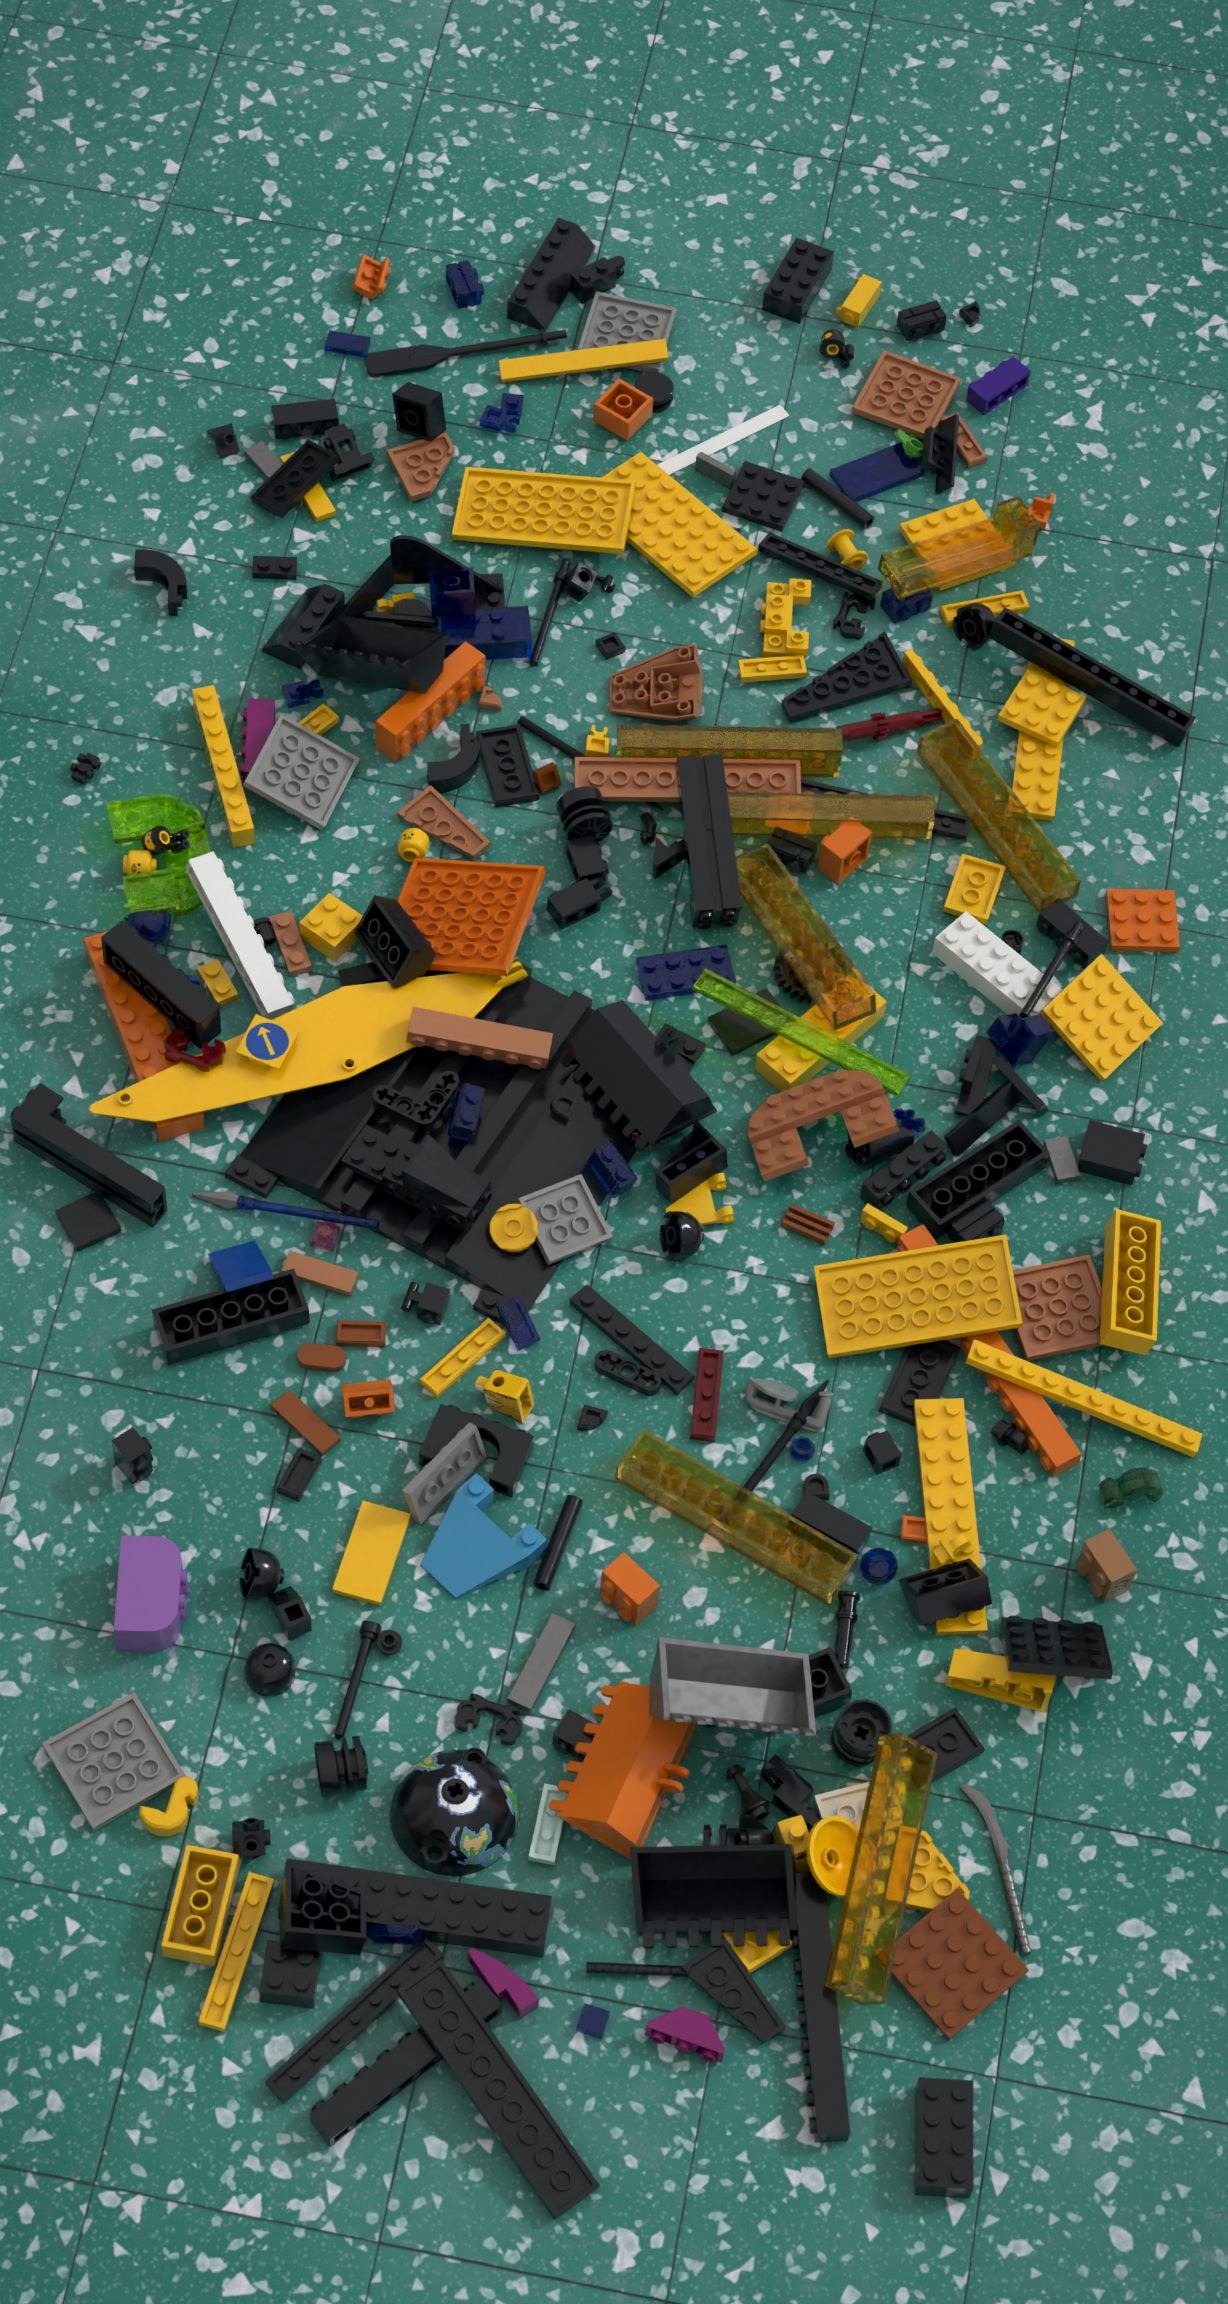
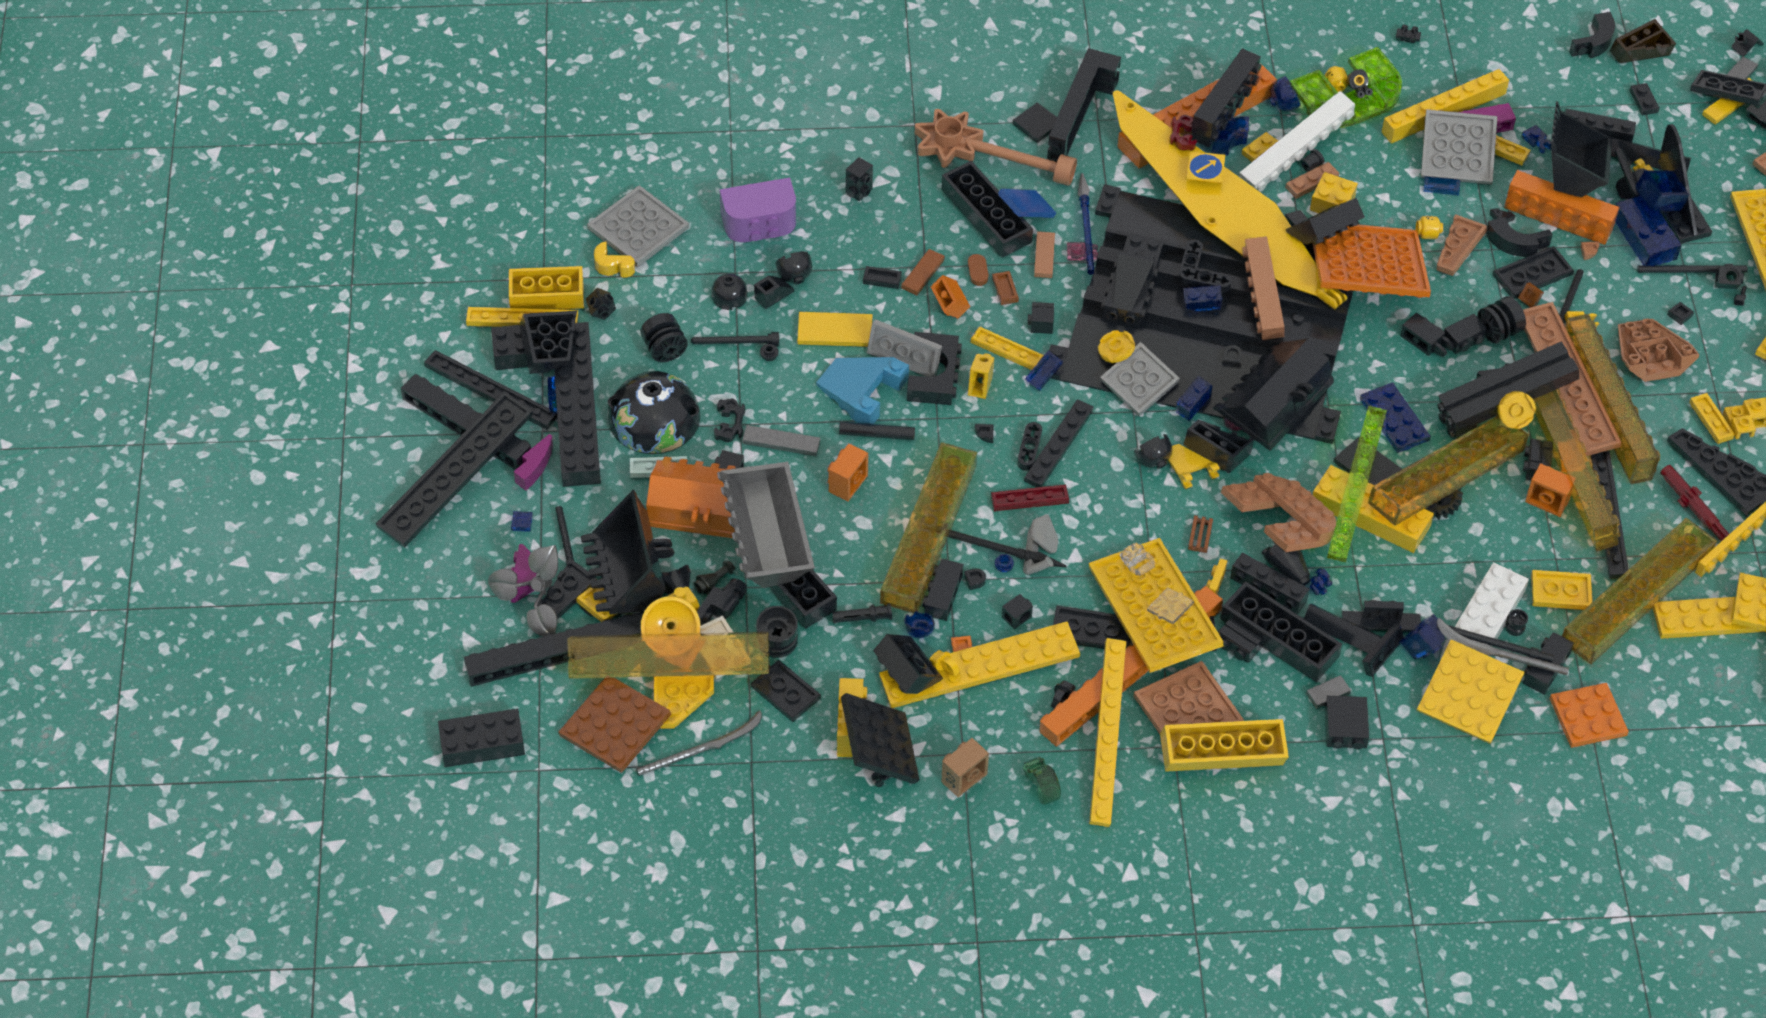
camera: 80 degrees right, 5 degrees down
(98, 1324) = (952, 138): none -> nougat piece
(193, 535) = (1643, 43): none -> dark brown wedge
(343, 812) = (1441, 185): none -> clear blue tile
(411, 768) = (1496, 214): none -> black tile
(729, 1986) = (504, 585): none -> flat silver plant
(744, 839) = (1516, 409): none -> yellow tile
(842, 1299) = (1135, 554): none -> clear piece
(932, 1278) = (1170, 605): none -> clear piece
(1060, 981) = (1488, 650): none -> flat silver piece

